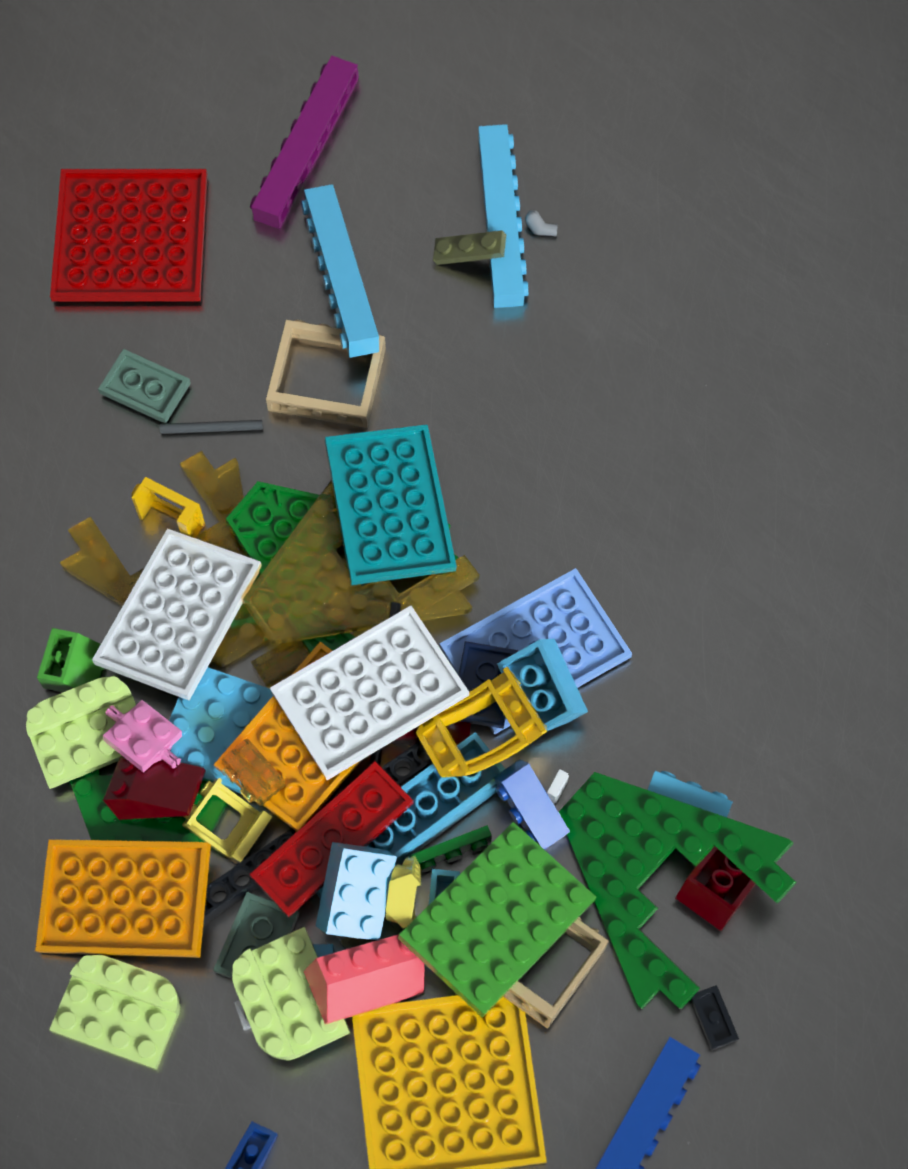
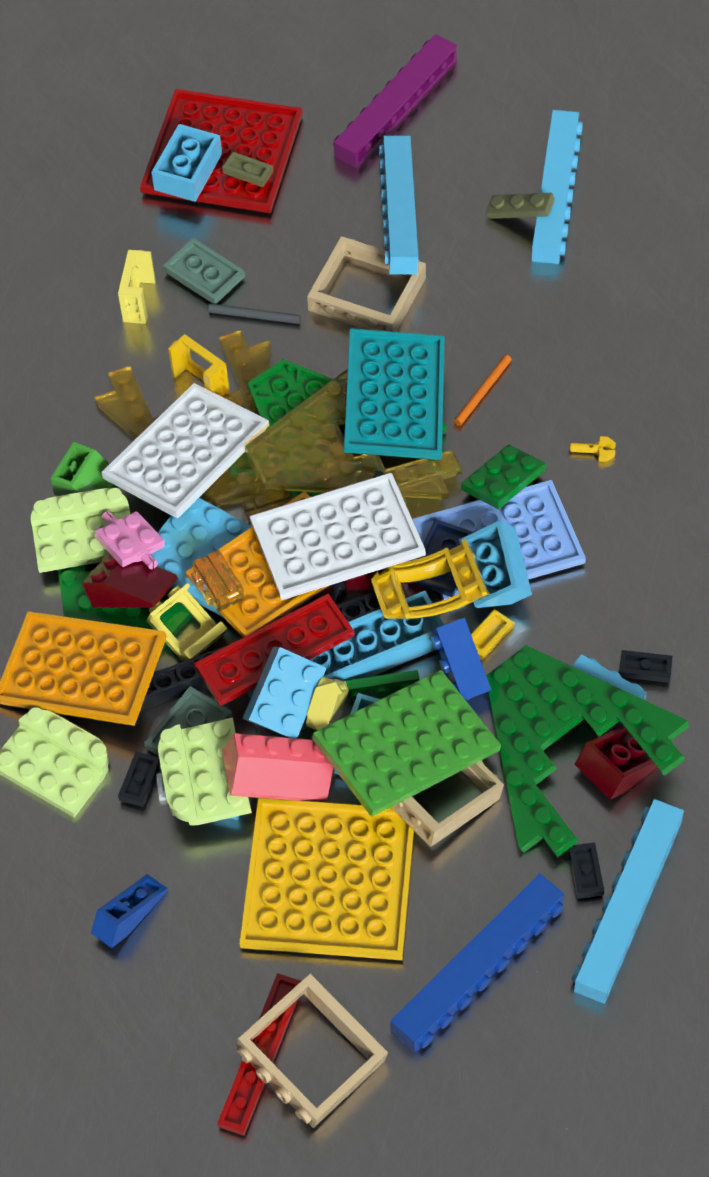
camera: 15 degrees right, 10 degrees down
(75, 441) = (131, 296): none -> light yellow window
(97, 262) = (187, 162): none -> medium azure brick
(165, 256) = (247, 169): none -> olive plate
(217, 1012) = (139, 779): none -> black plate
(477, 472) = (482, 390): none -> orange bar
(524, 574) = (503, 476): none -> green plate
(538, 226) = (588, 201): light grey arm -> none
(551, 758) = (491, 633): none -> yellow tile
(558, 786) = (490, 653): white tile -> none
(612, 519) = (597, 448): none -> yellow bar
(722, 766) = (645, 666): none -> black plate
(766, 1045) = (628, 901): none -> medium azure brick

